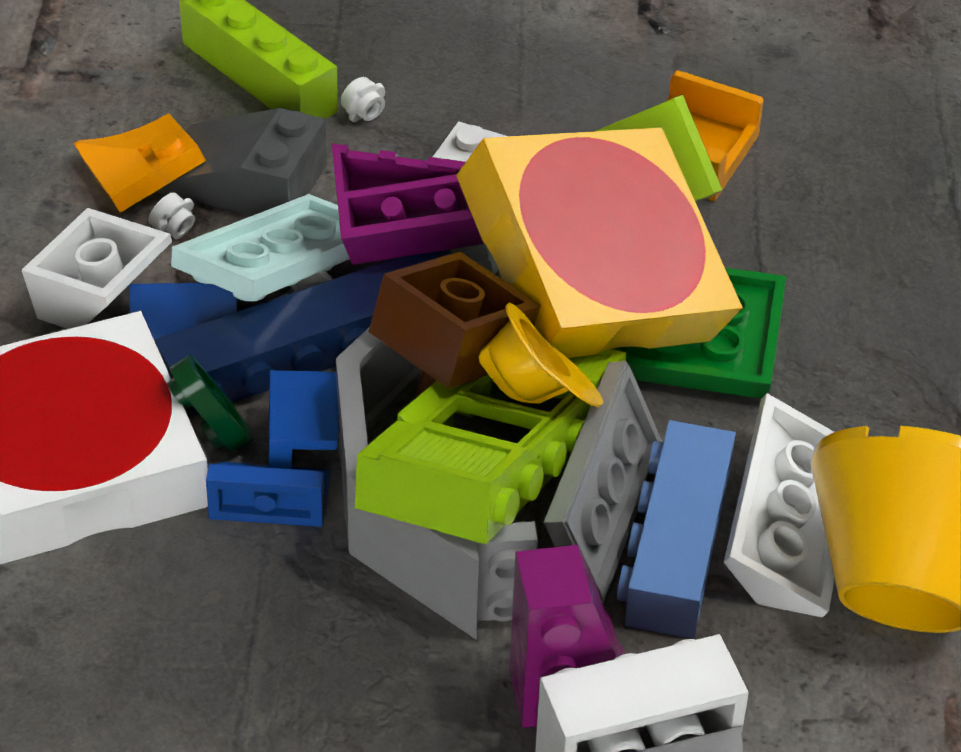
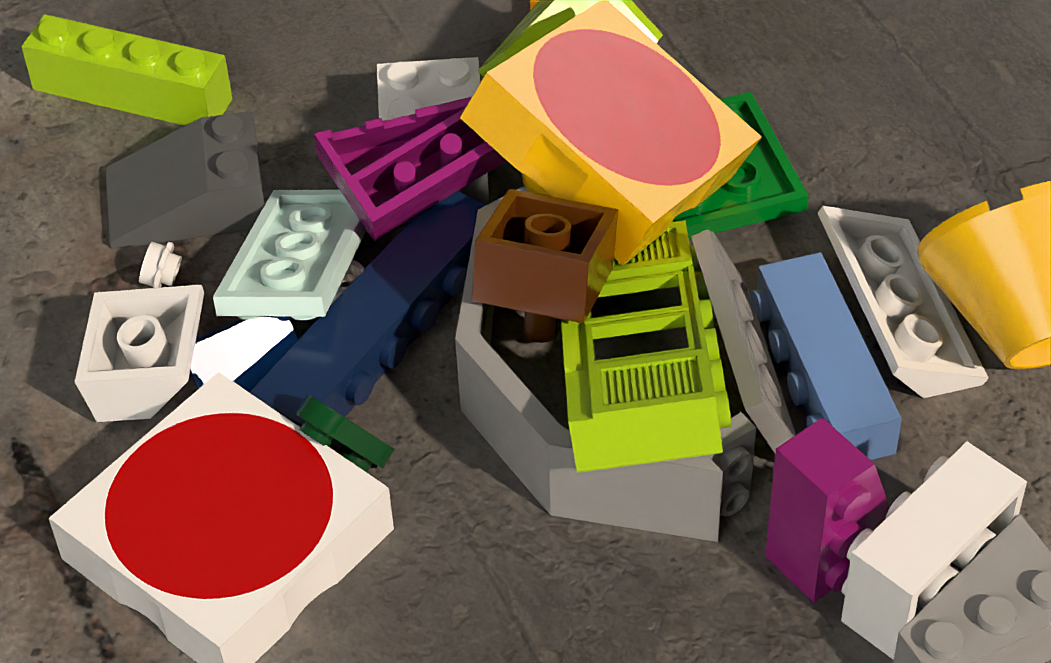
camera: 25 degrees left, 5 degrees up
(140, 160) = (88, 222): light orange plate -> none
(267, 494) = (447, 491): blue panel -> none
(301, 414) = (431, 411): blue panel -> none
(363, 99) = (255, 77): white plate -> none
(530, 366) = (643, 272): yellow piece -> none

